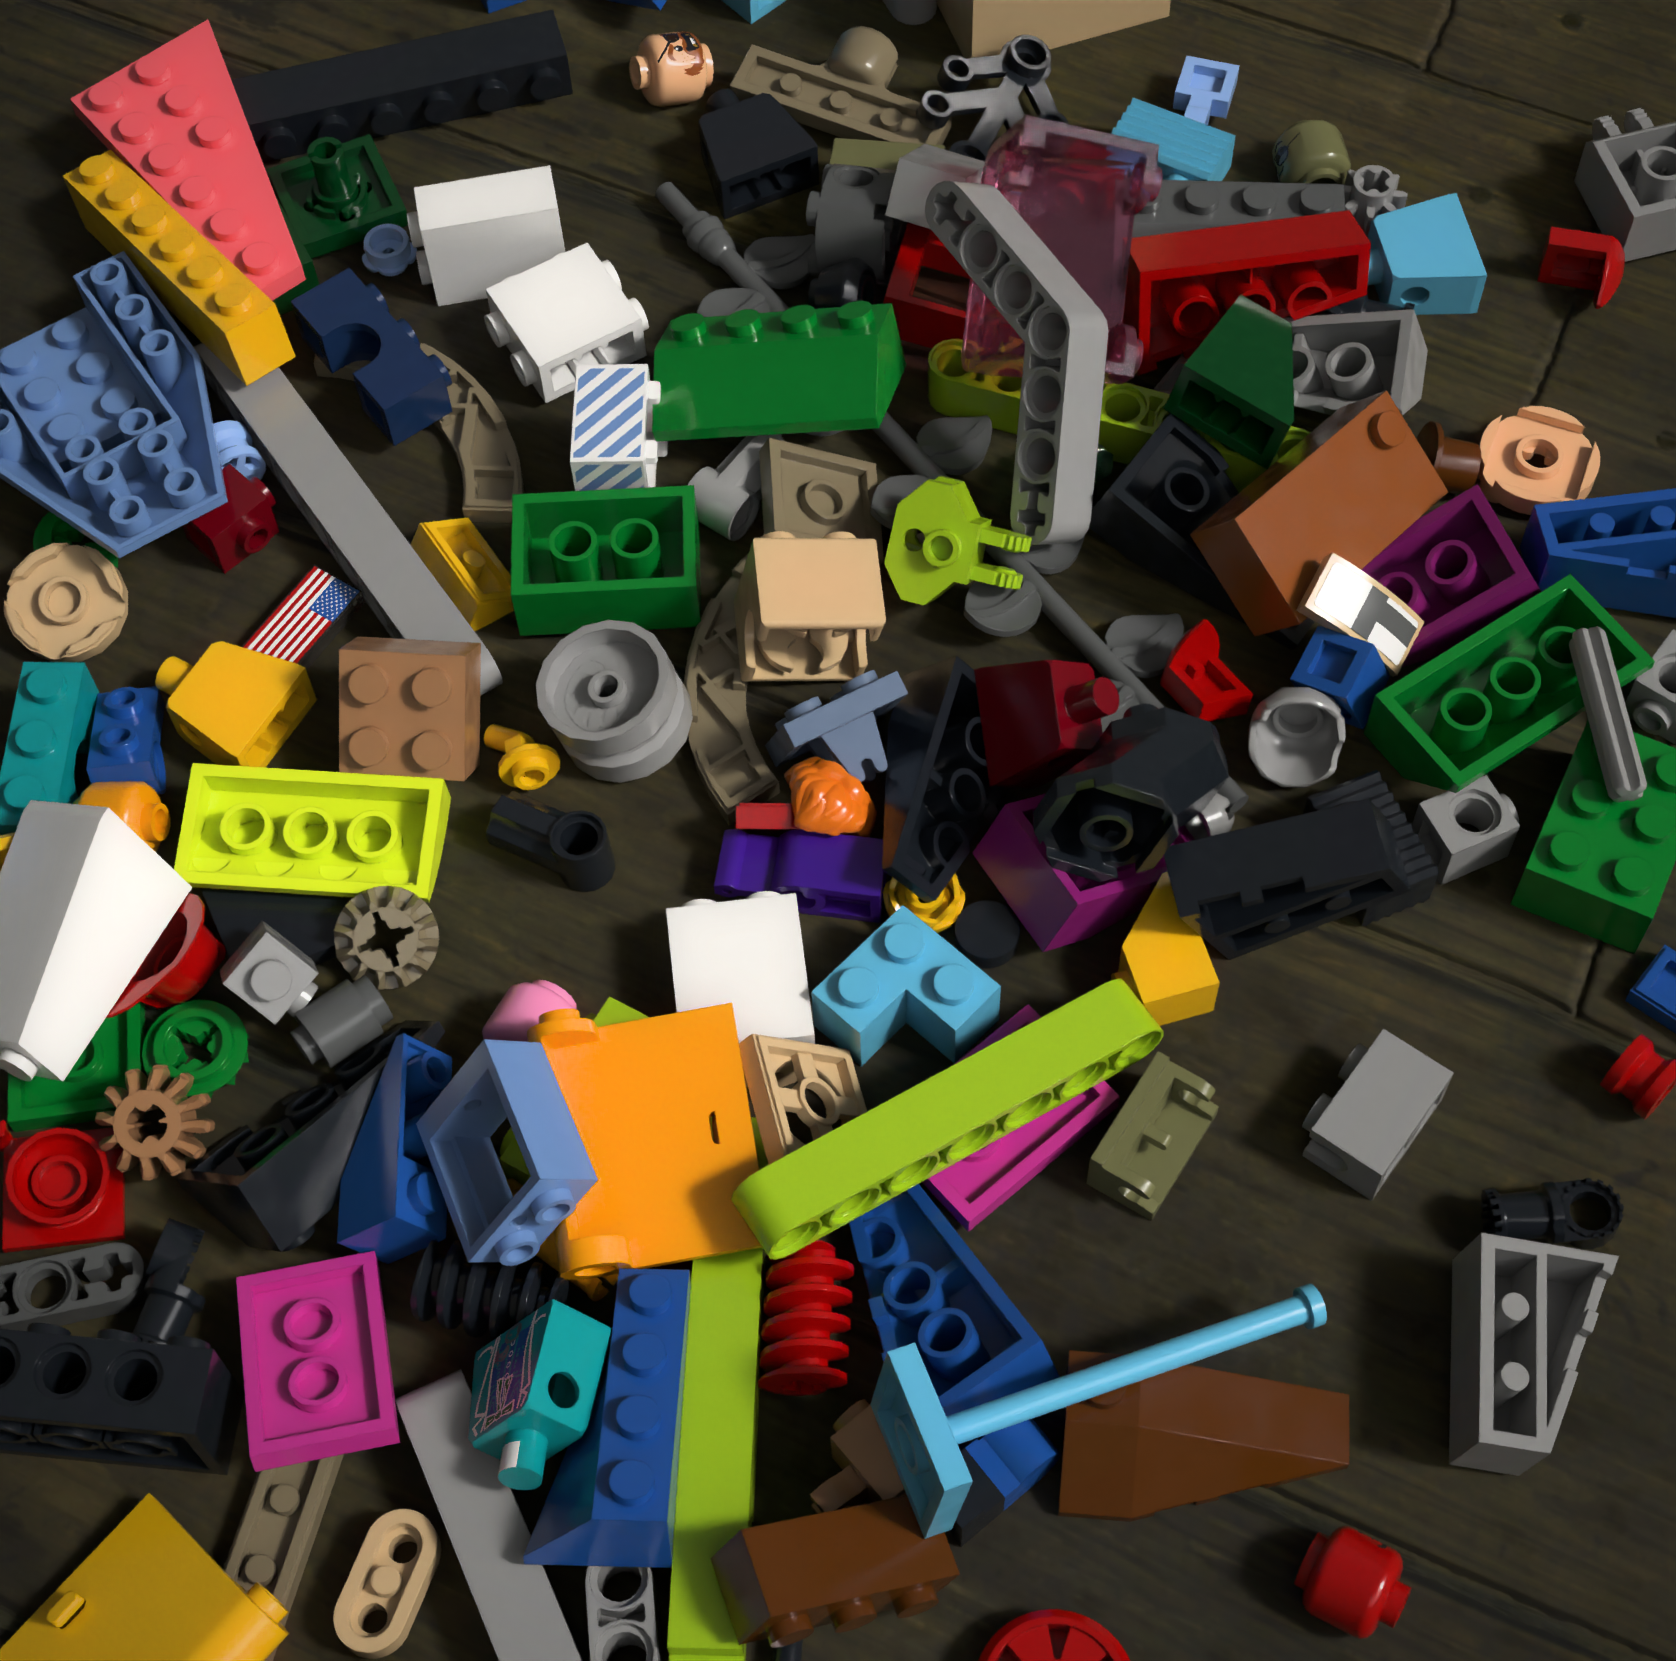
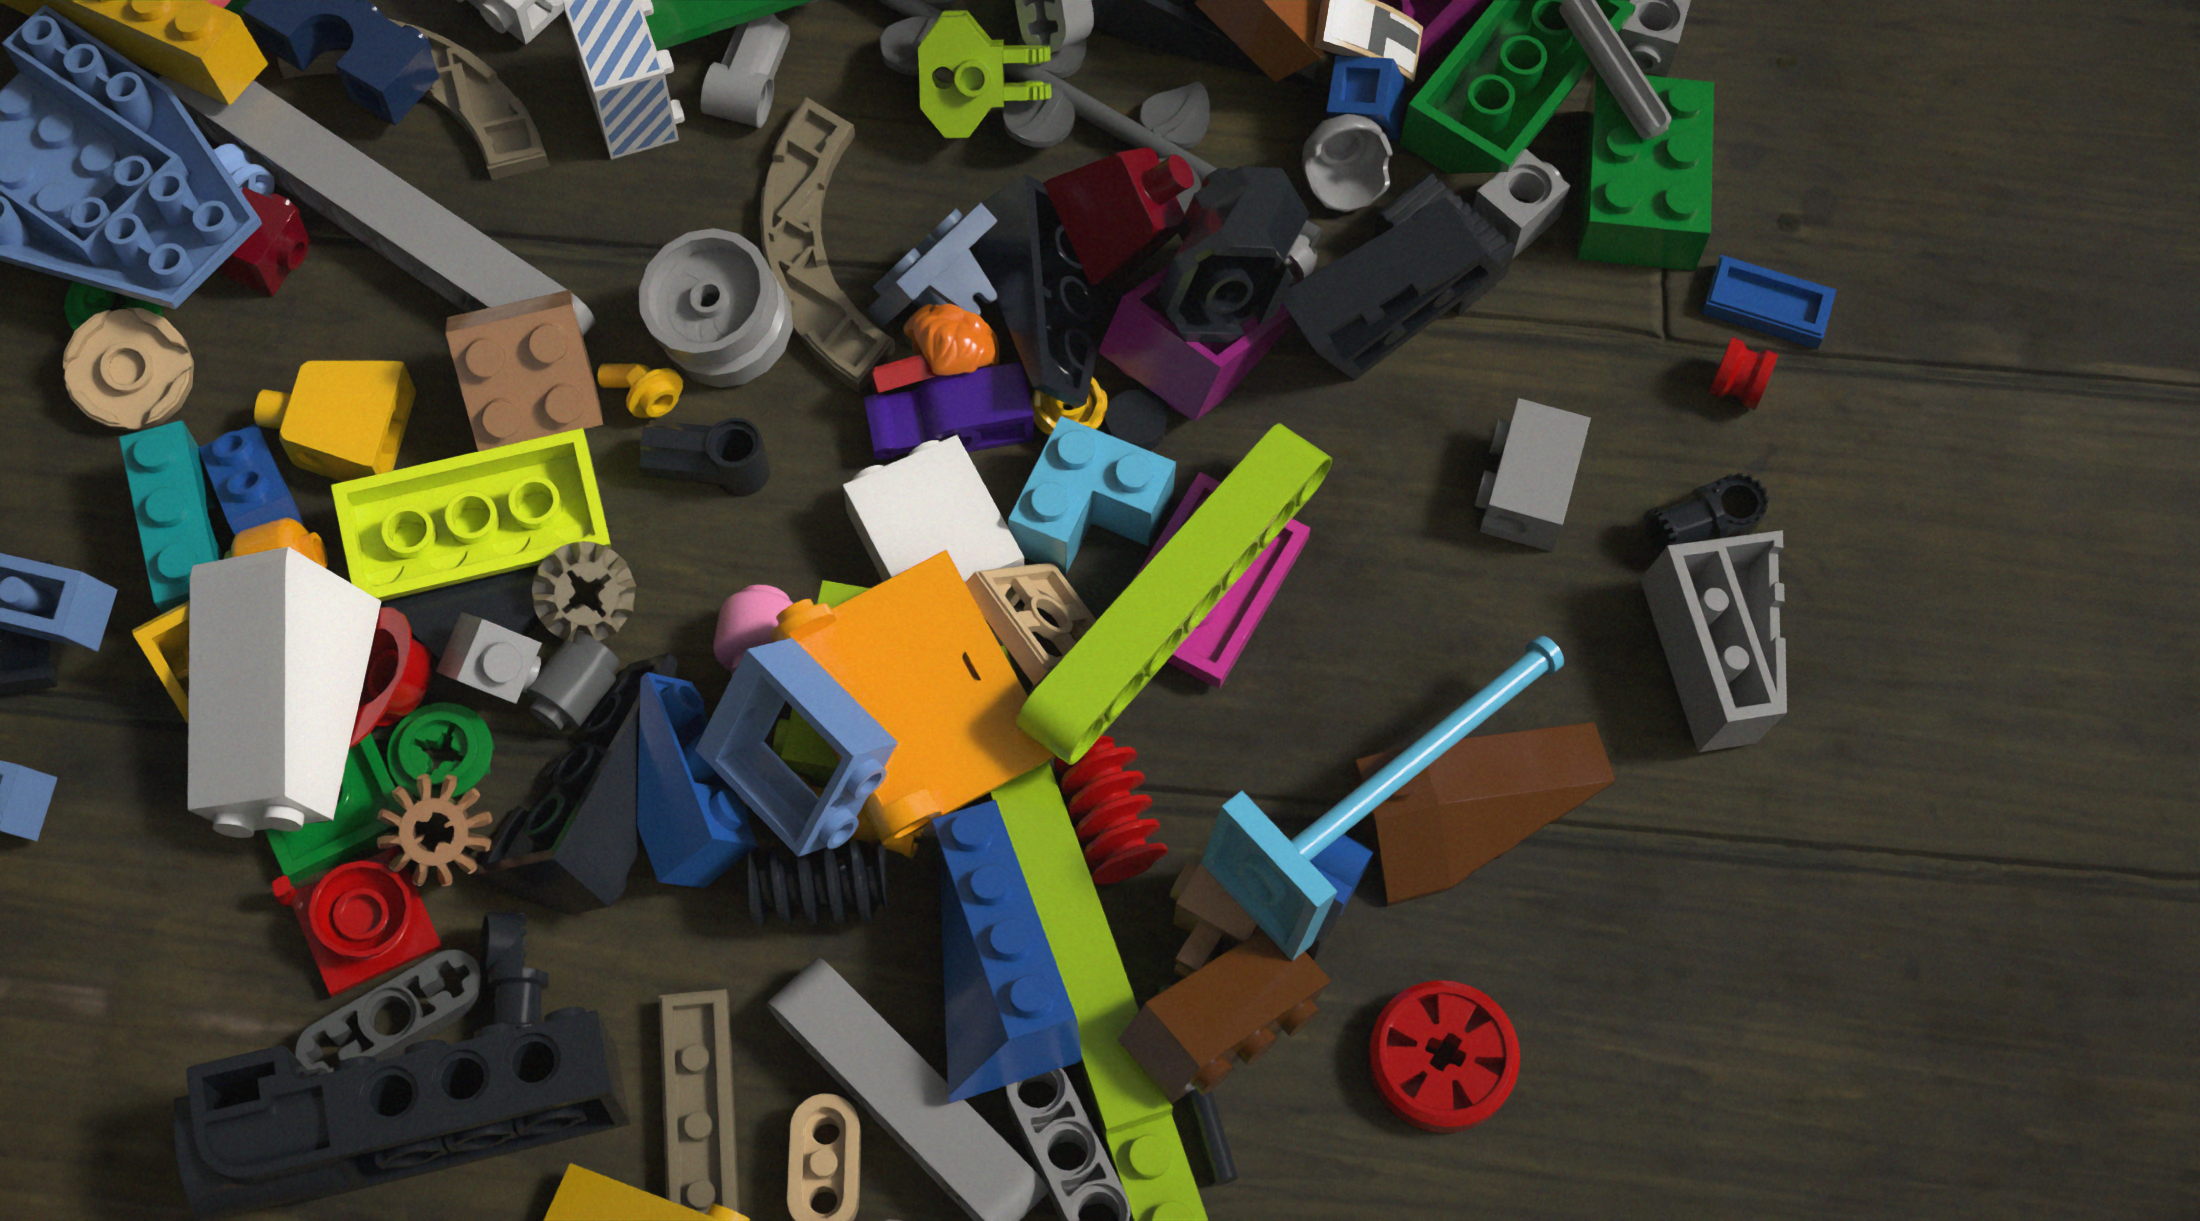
camera: 25 degrees left, 5 degrees up
(307, 618) = (377, 315): tile -> none
(316, 1361) = (682, 992): dark pink plate -> none
(465, 569) = (517, 224): yellow slope -> none
(536, 1390) = (900, 949): teal torso -> none
(605, 559) = (653, 177): green brick -> none
(808, 607) = (865, 168): tan piece -> none
(817, 492) = (834, 70): dark tan tile -> none
(940, 1296) = (1216, 748): blue wedge -> none
(1153, 1137) = (1351, 555): olive hinge -> none
(1167, 961) = (1308, 391): yellow slope -> none
(1201, 680) = (1241, 135): red plate -> none
(1352, 1582) = (1656, 876): red head -> none

